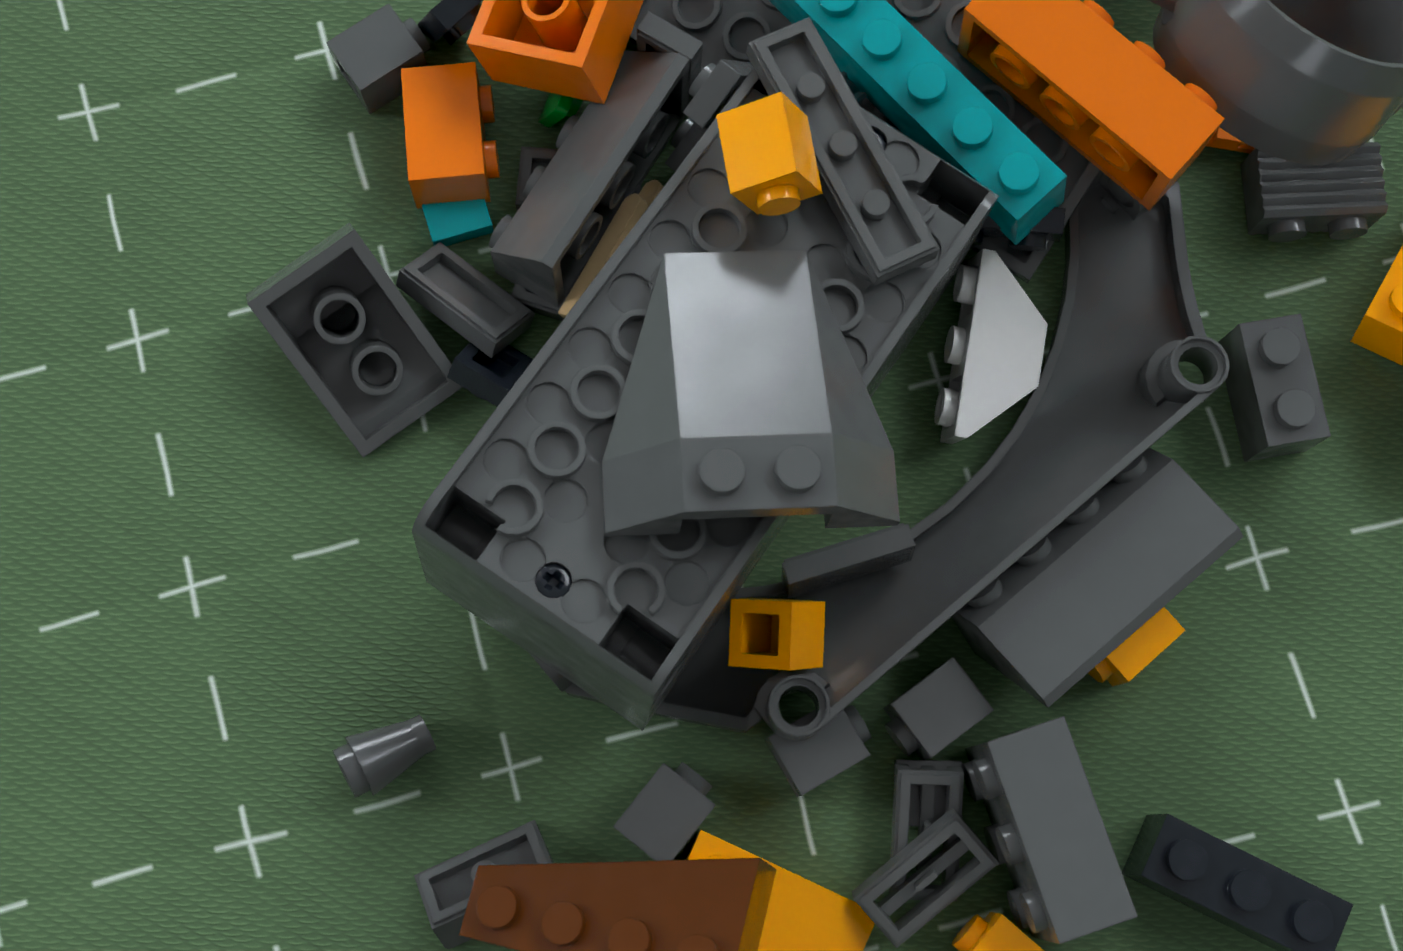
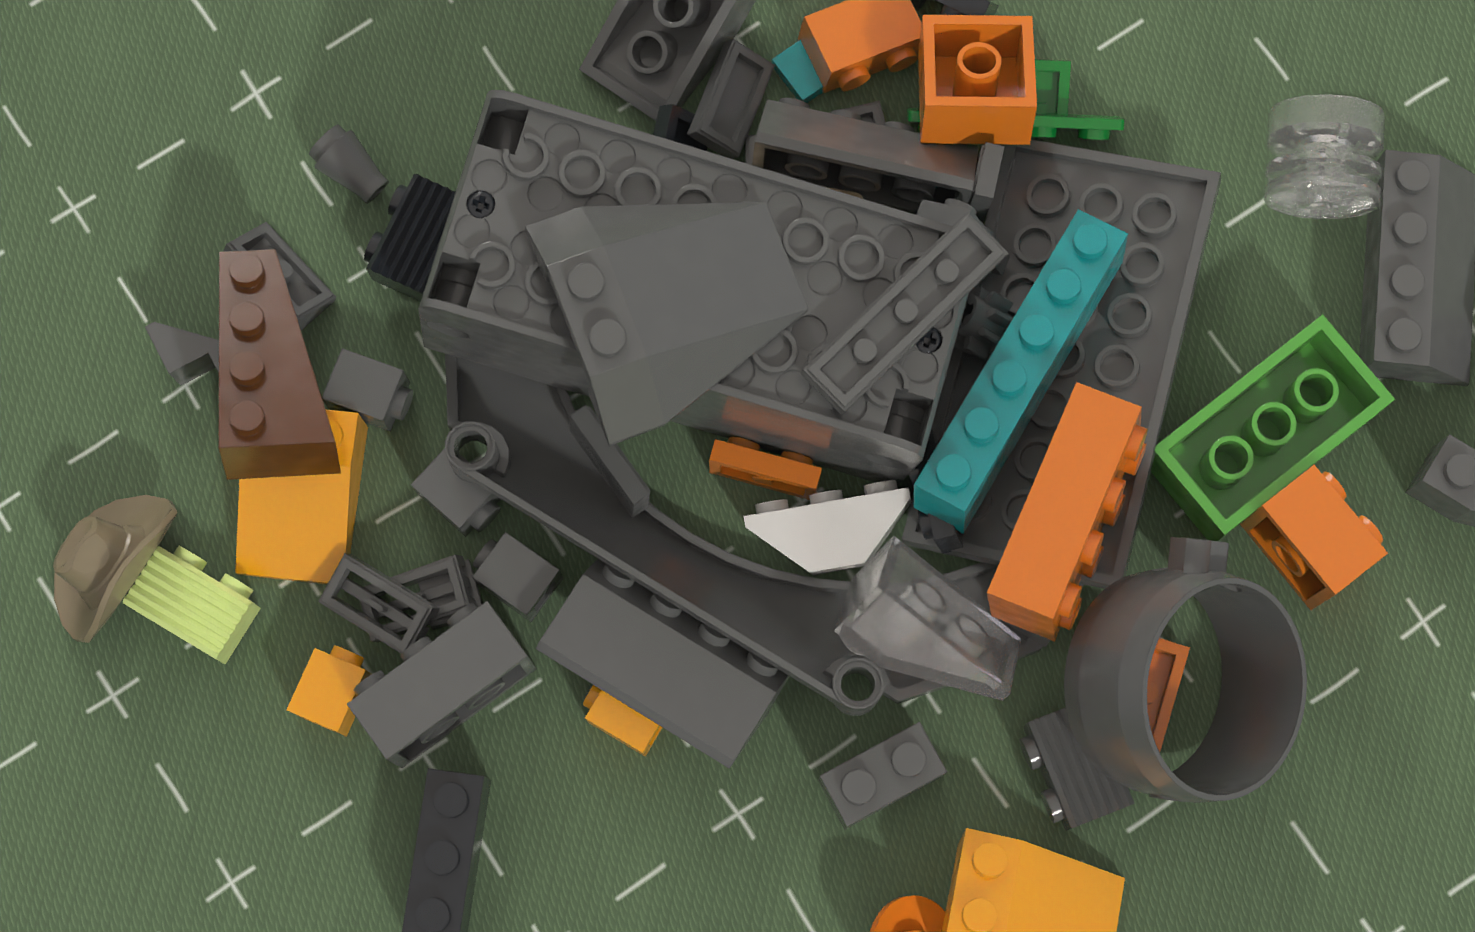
camera: 80 degrees right, 0 degrees up
(504, 697) = (410, 242): none -> black brick
(769, 155) = (867, 252): light orange brick -> none
(776, 633) = (528, 420): light orange brick -> none
(911, 378) = (743, 462): none -> orange plate
(1142, 282) = (925, 626): none -> clear slope

